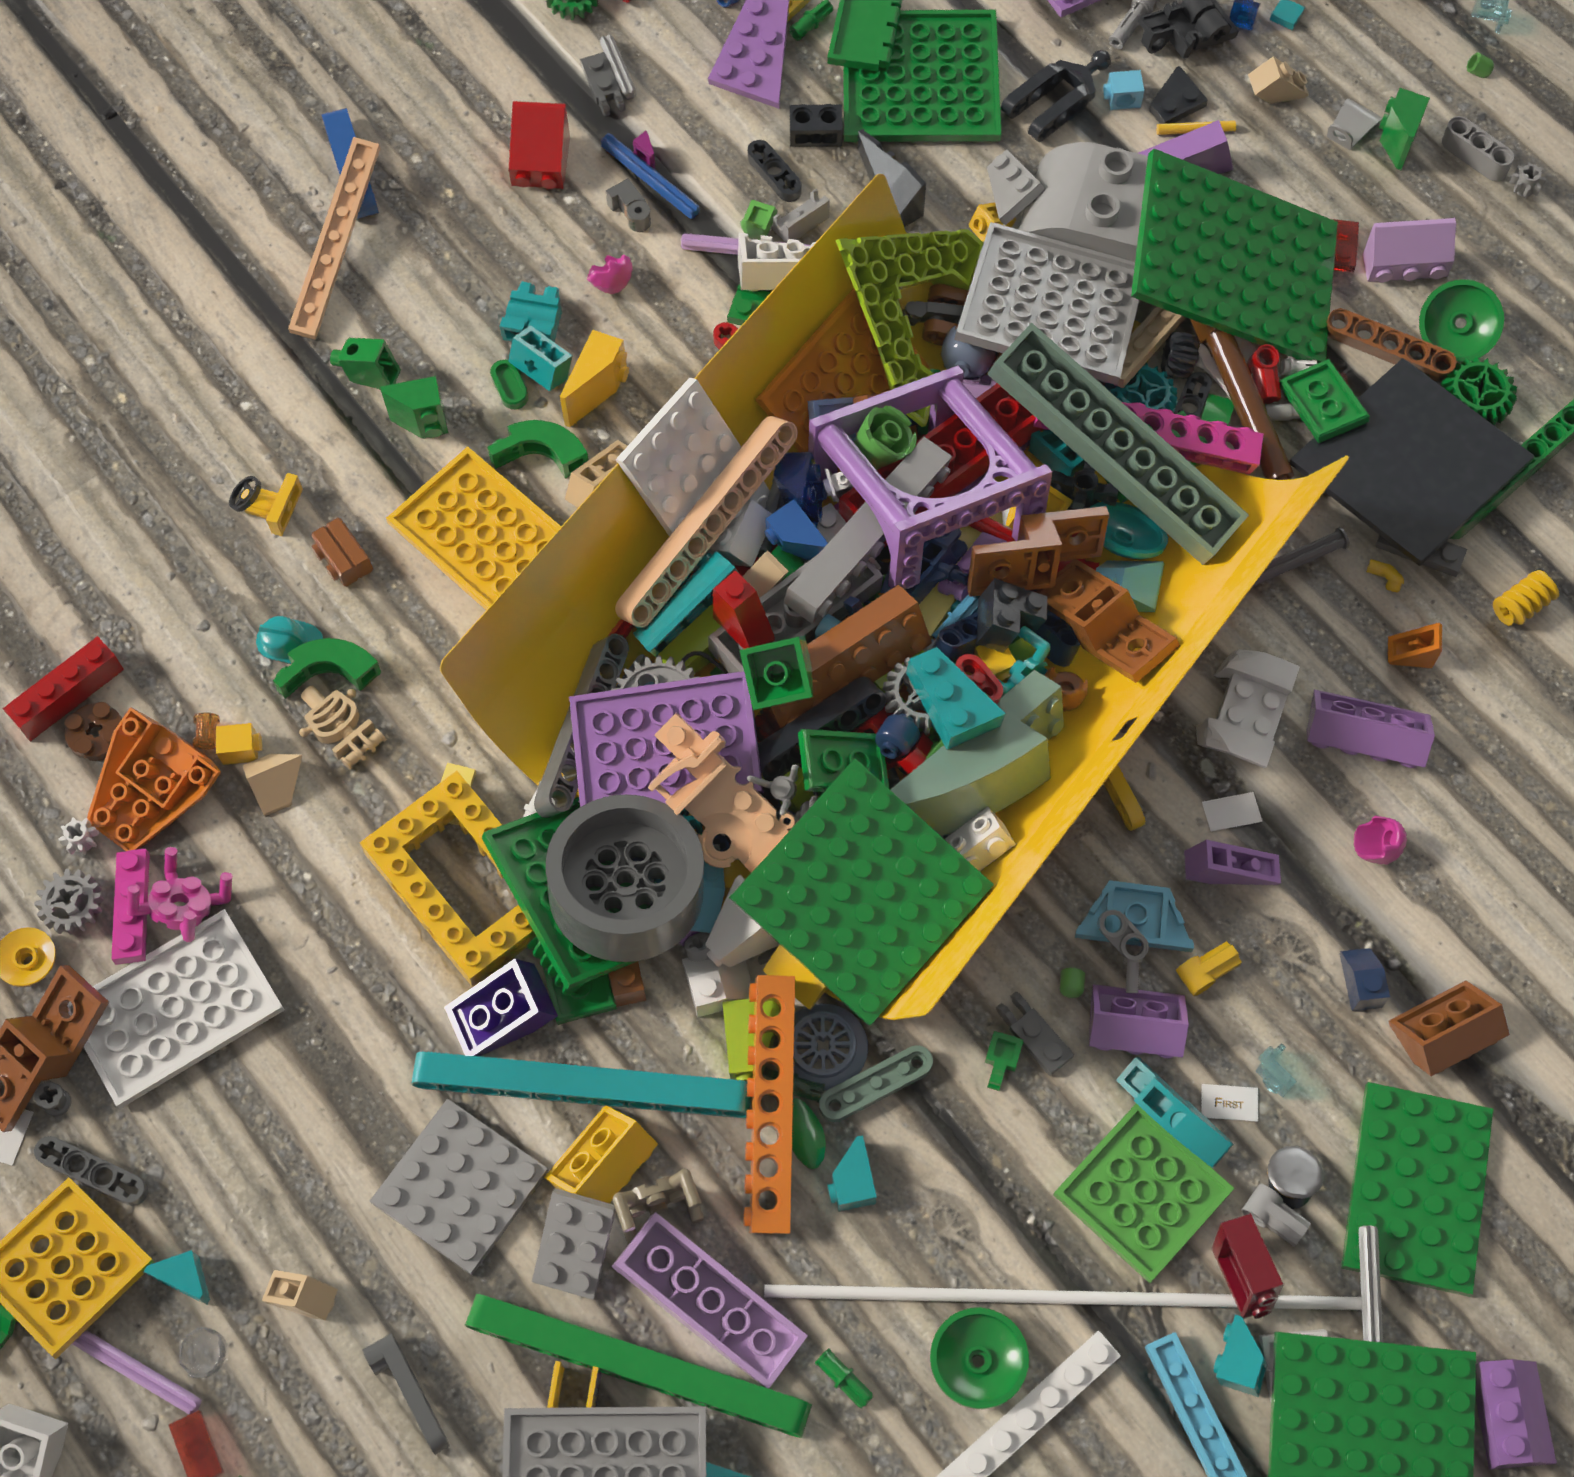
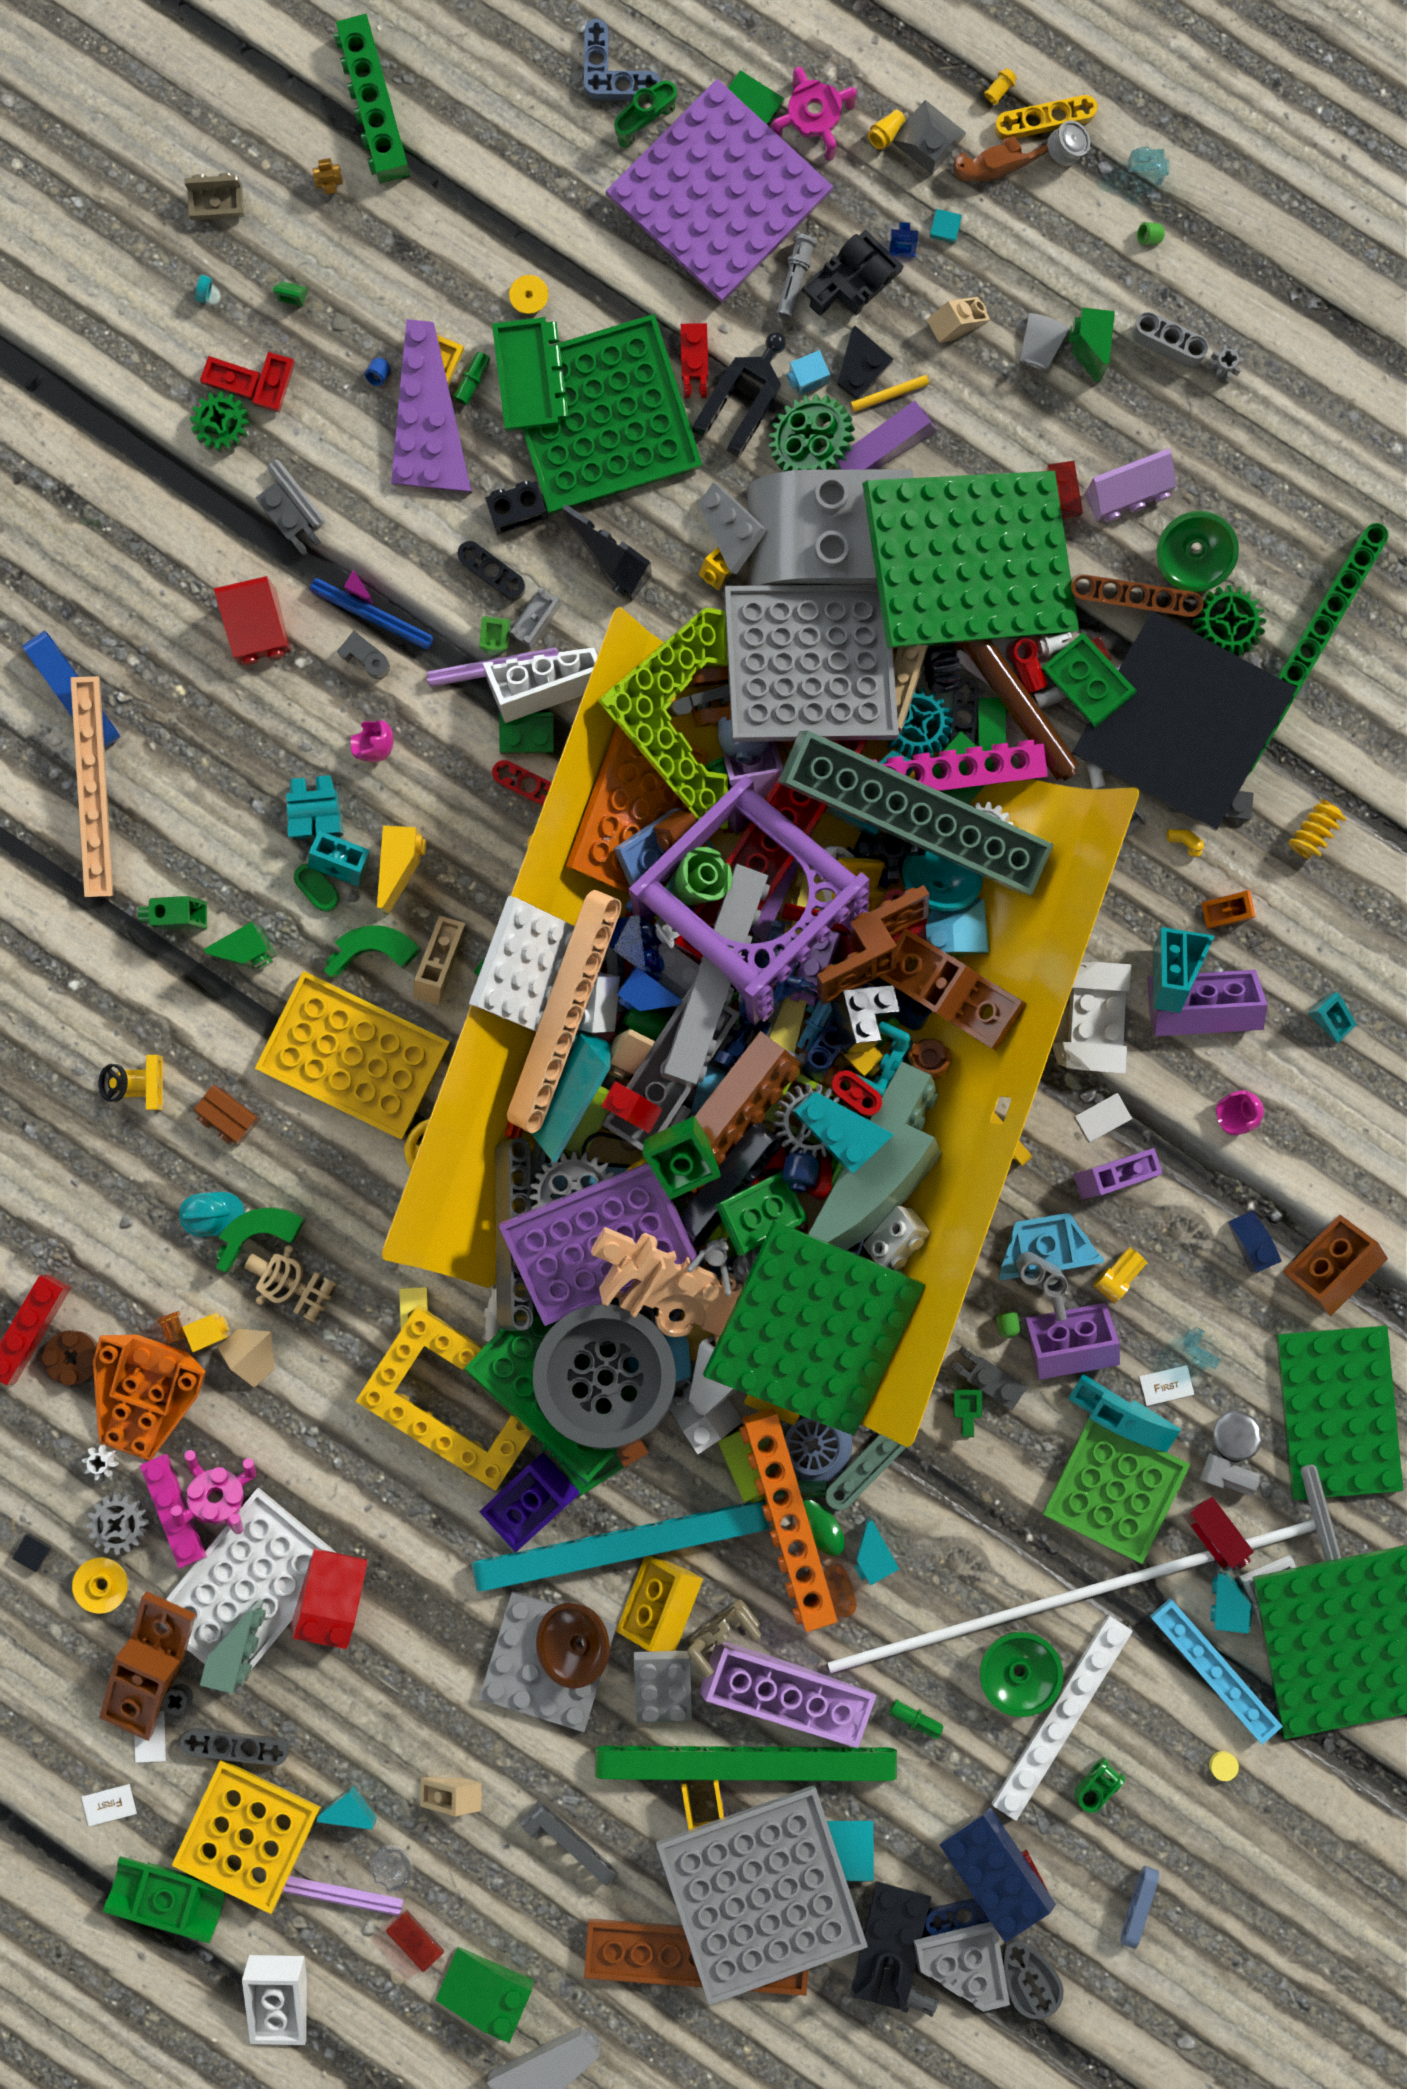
camera: 20 degrees left, 20 degrees up
(130, 1053) = (228, 1663): none -> sand green slope
(253, 1038) = (329, 1599): none -> red slope
(492, 1161) = (561, 1645): none -> reddish brown dish
(811, 1208) = (846, 1588): none -> clear orange beam
(1021, 54) = (694, 356): none -> red hinge
(1116, 128) = (812, 435): none -> green gear
(1351, 677) = (1176, 965): none -> teal wedge
(1503, 777) = (1333, 1016): none -> teal slope

